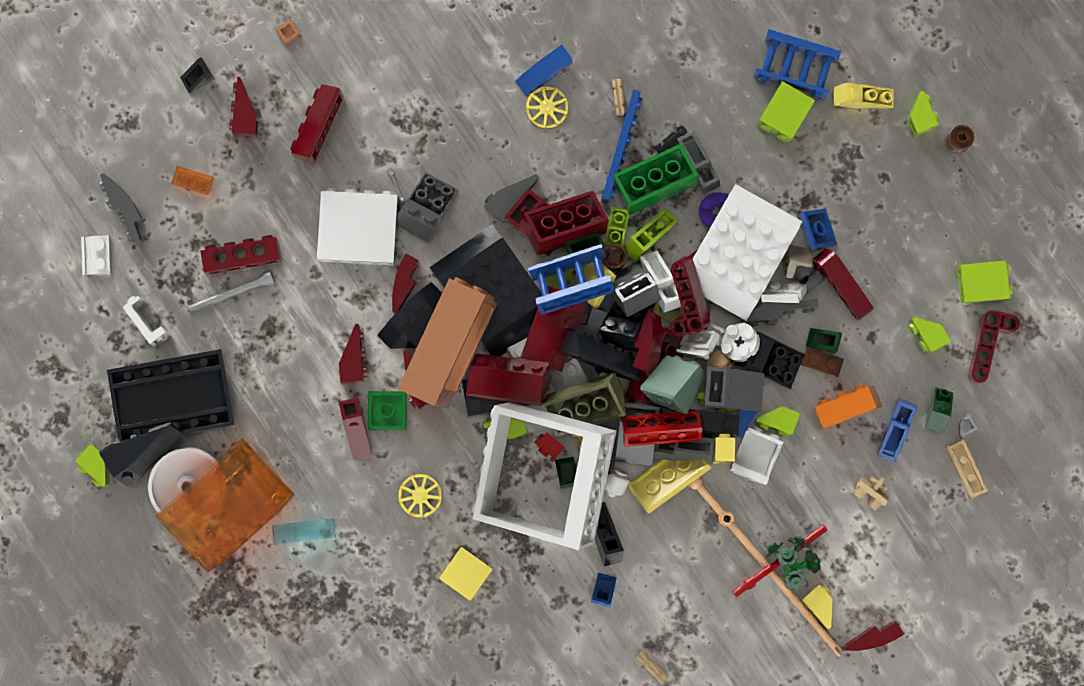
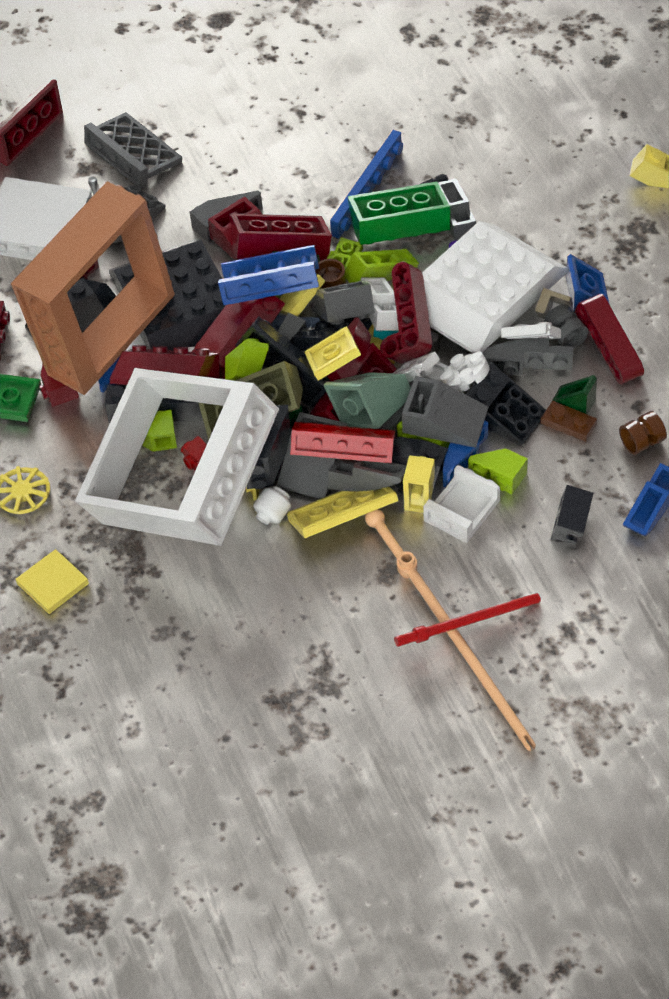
camera: 15 degrees right, 30 degrees down
(288, 32) = (21, 51): nougat tile -> none
(407, 146) = (119, 155): none -> dark grey fence
(544, 70) = (296, 108): blue slope -> none
(547, 107) = (290, 143): light yellow wheel -> none
(572, 371) = (245, 359): none -> lime slope
(603, 590) = (223, 625): blue slope -> none
(607, 539) = (244, 562): black slope -> none
(619, 97) = (376, 140): tan axle -> none
(640, 355) = (332, 353): none -> light yellow tile
(652, 667) = (267, 723): tan axle -> none
(785, 112) = (570, 175): lime brick -> none
(787, 559) = (482, 621): dark green plant -> none
(810, 50) = (597, 118): blue fence -> none
(820, 604) = (512, 678): light yellow slope -> none
(839, 453) = (572, 514): none -> black hinge
(848, 405) = (593, 462): orange wedge -> none
(874, 638) = (580, 730): dark red slope -> none
(878, 497) = (615, 570): tan hips -> none
(883, 368) = (641, 433): none -> reddish brown wheel

